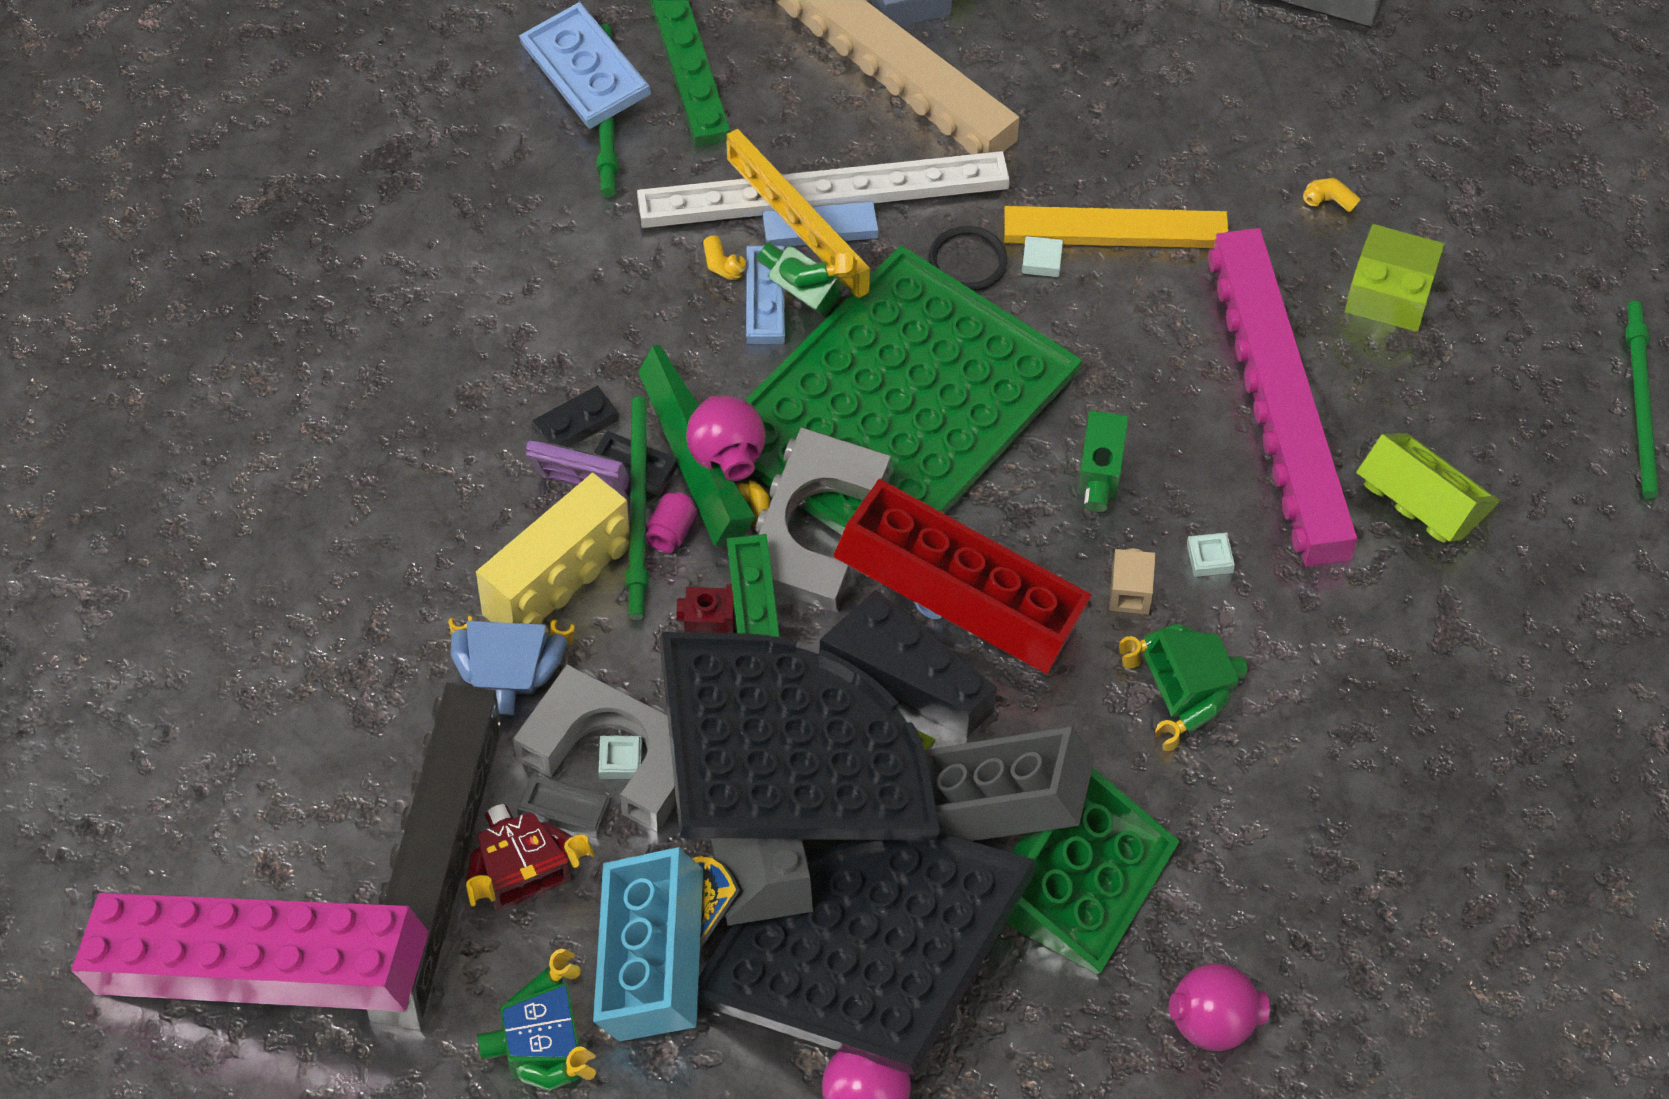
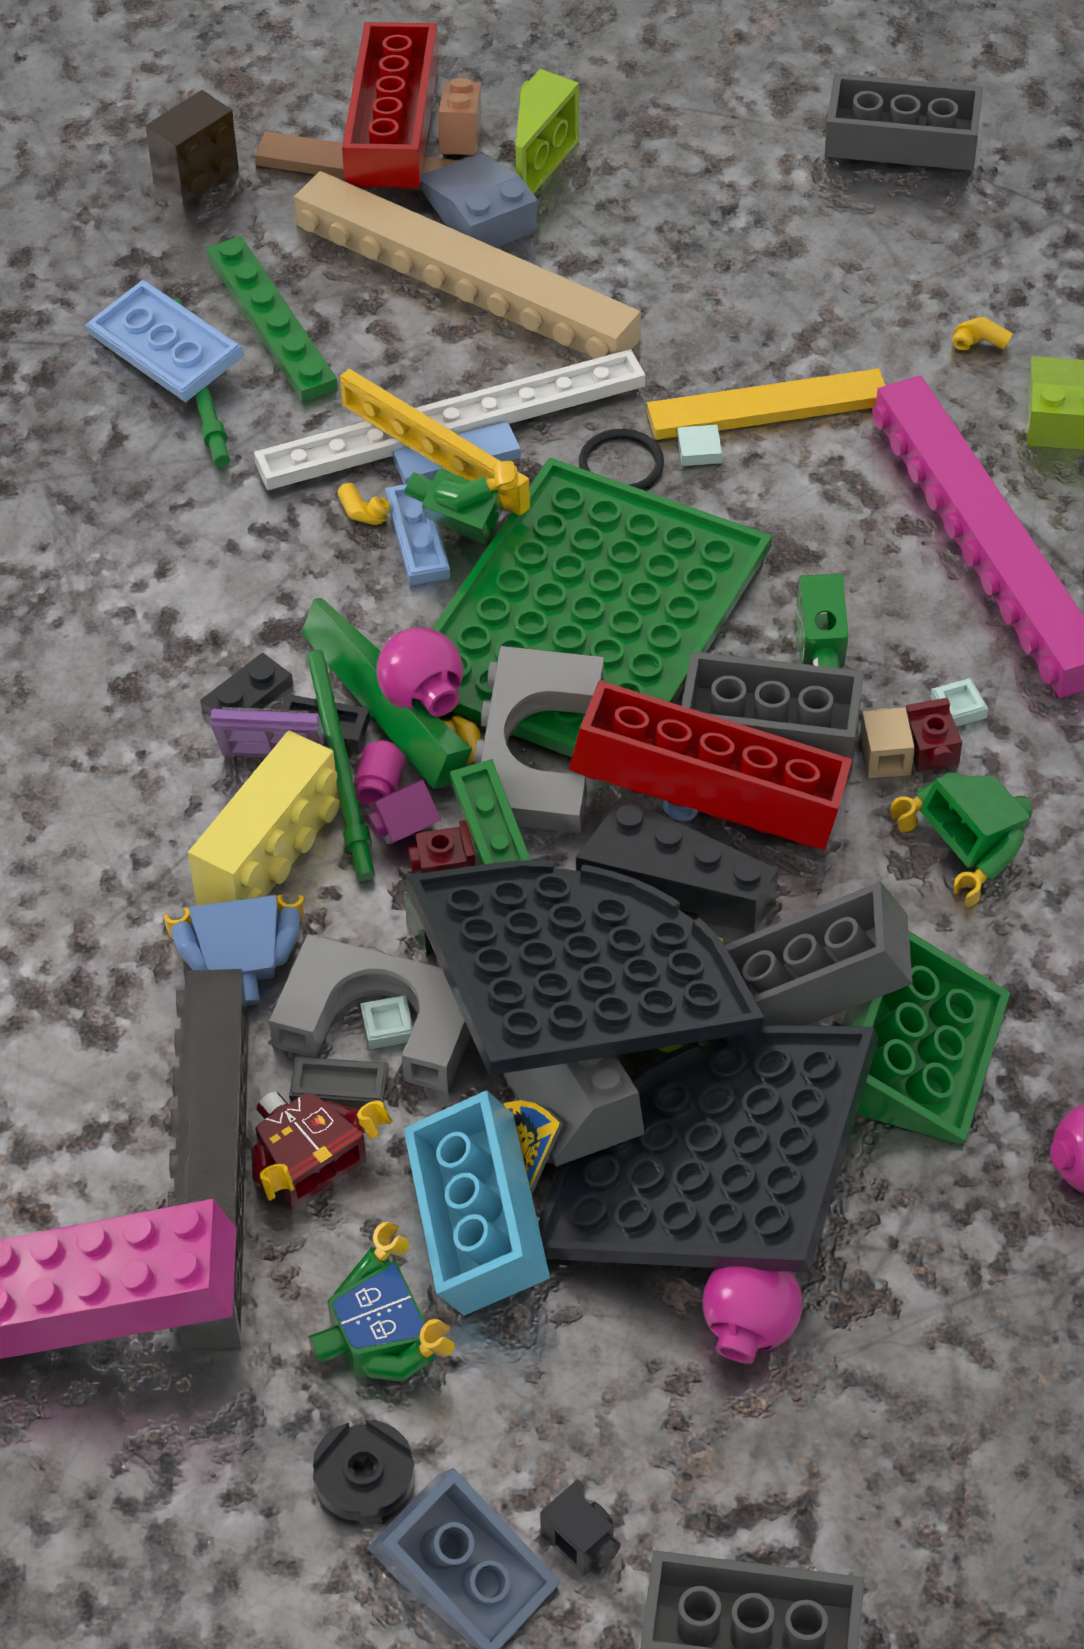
camera: 10 degrees left, 5 degrees down
(680, 565) = (403, 813): none -> magenta brick
(1042, 525) = (780, 698): none -> dark grey brick
(1176, 582) = (934, 735): none -> dark red brick

